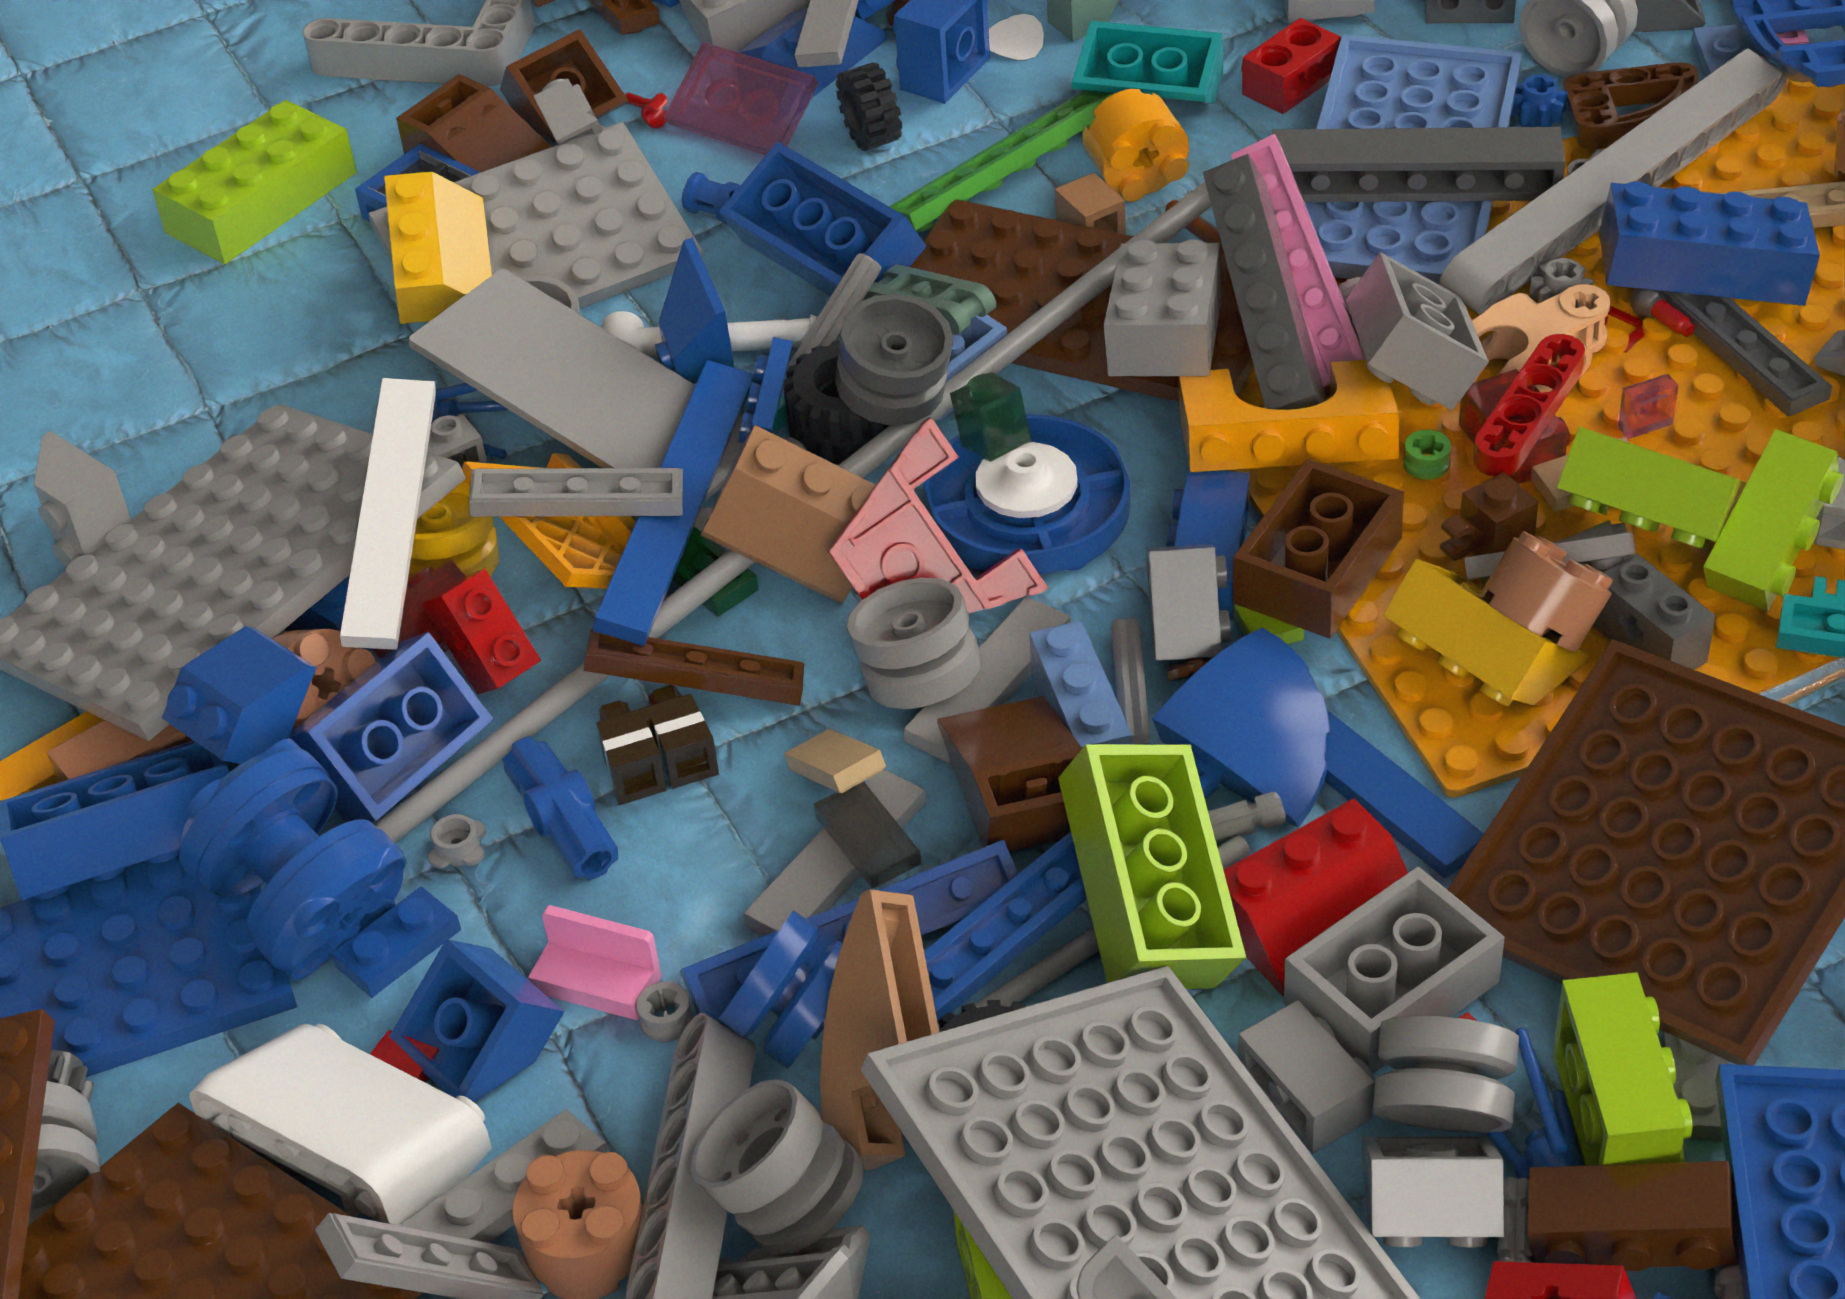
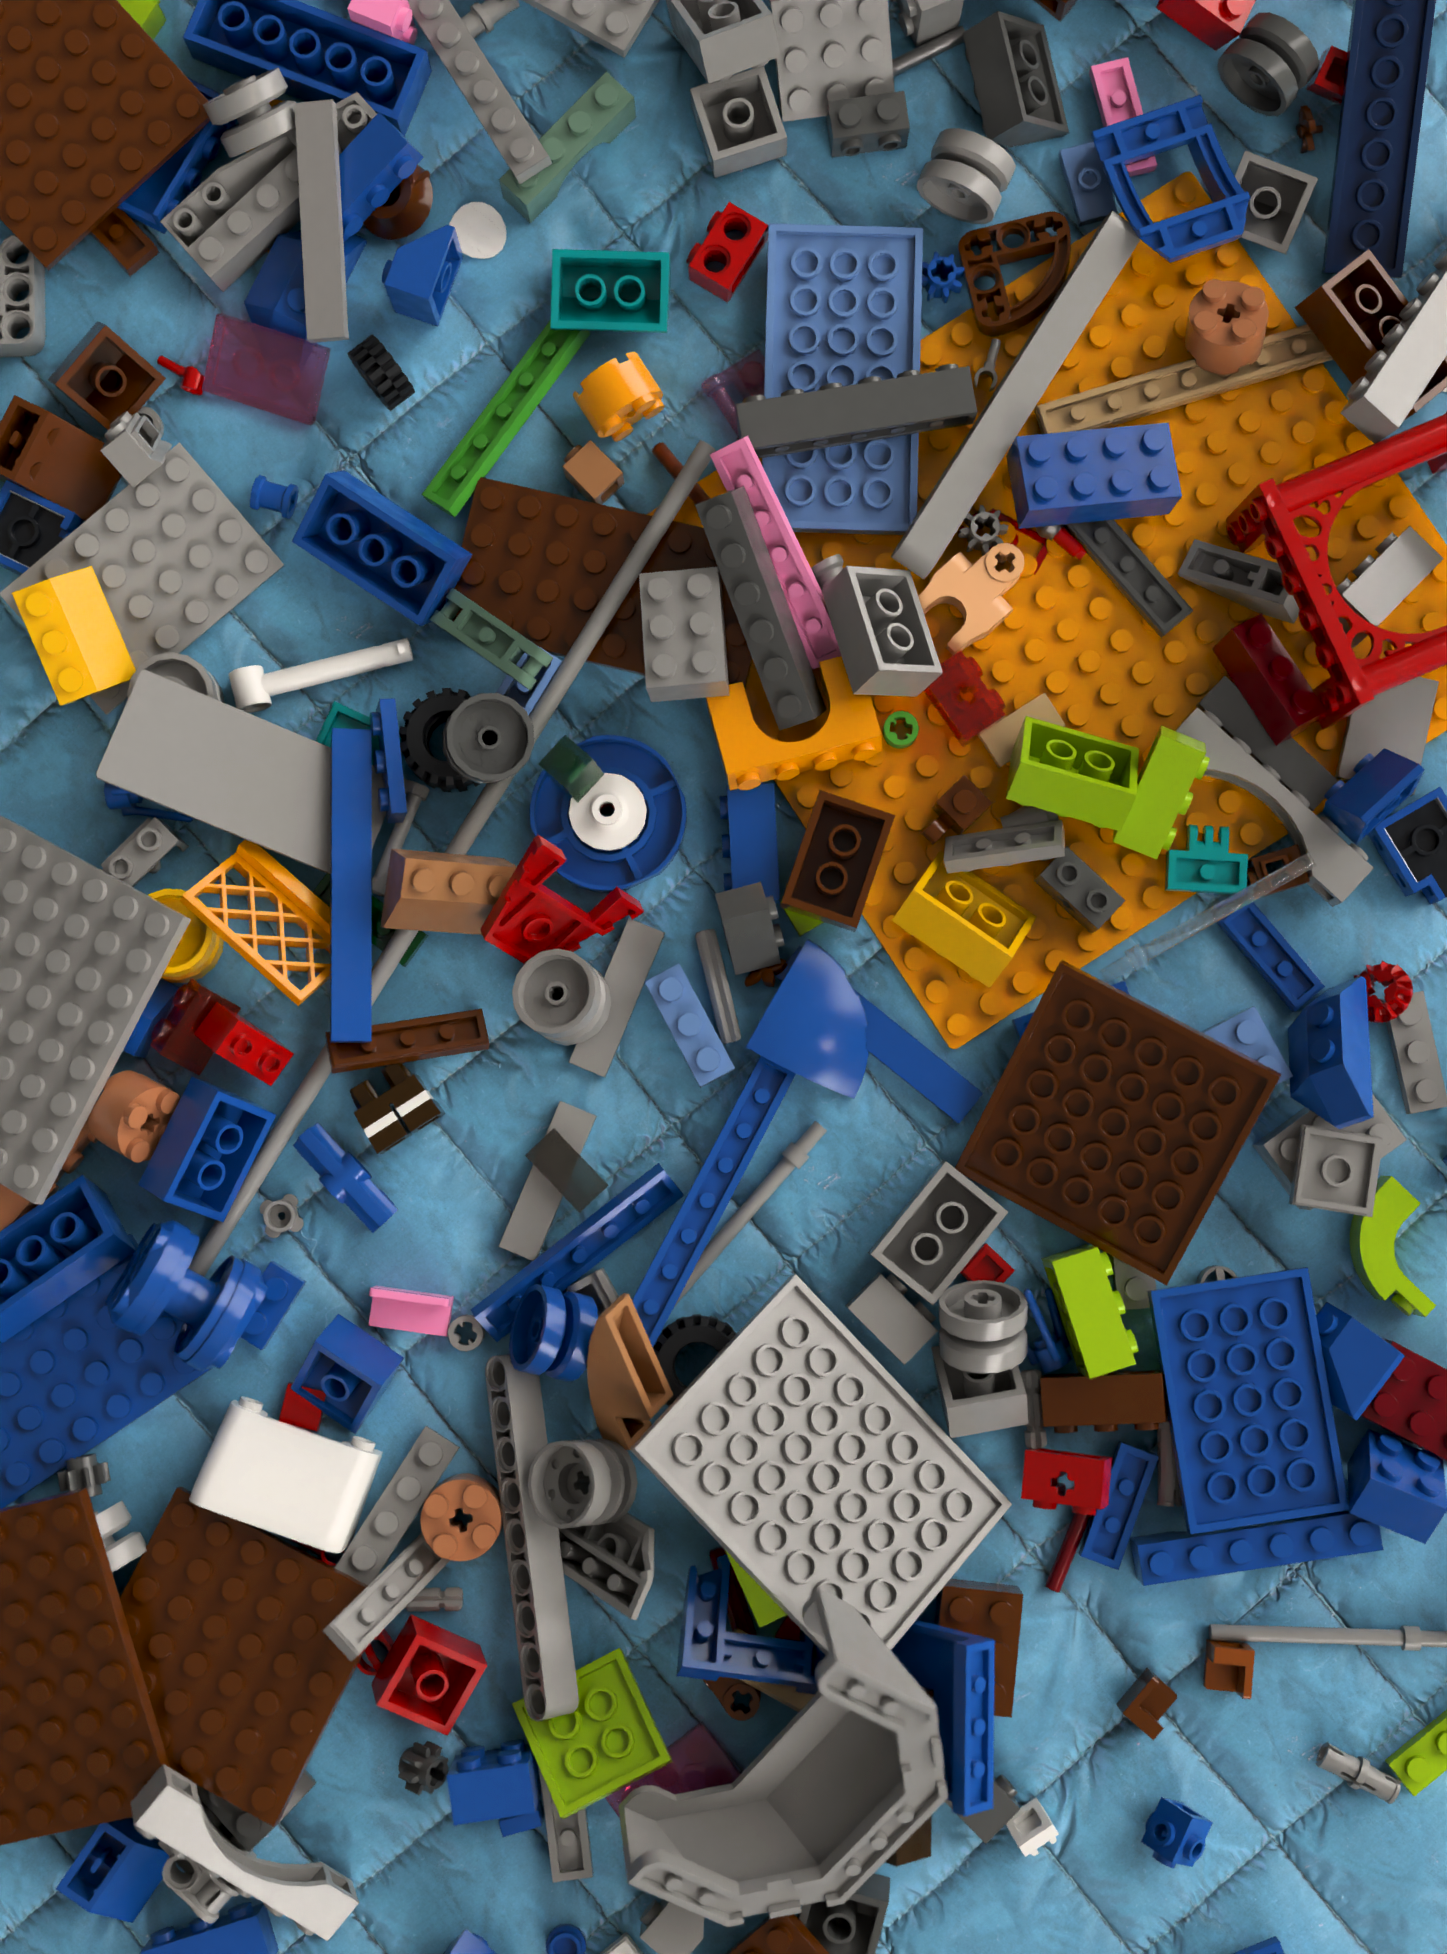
camera: 15 degrees left, 40 degrees up
(239, 695) = (99, 1172): blue slope -> none
(388, 515) = (150, 983): white tile -> none
(576, 492) = (279, 916): light grey tile -> none
(692, 319) = (309, 691): blue slope -> none
(835, 760) = (528, 1108): tan tile -> none
(847, 294) = (418, 653): light grey axle -> none
(1011, 770) = (658, 1096): reddish brown slope -> none
(1151, 863) = (770, 1193): lime brick -> none
(1244, 817) = (810, 1113): light grey axle -> none
(1309, 884) = (879, 1170): red slope -> none
(1524, 402) = (978, 699): red beam -> none
(1545, 592) = (1008, 903): nougat brick -> none
(1647, 406) = (1058, 657): plate -> none

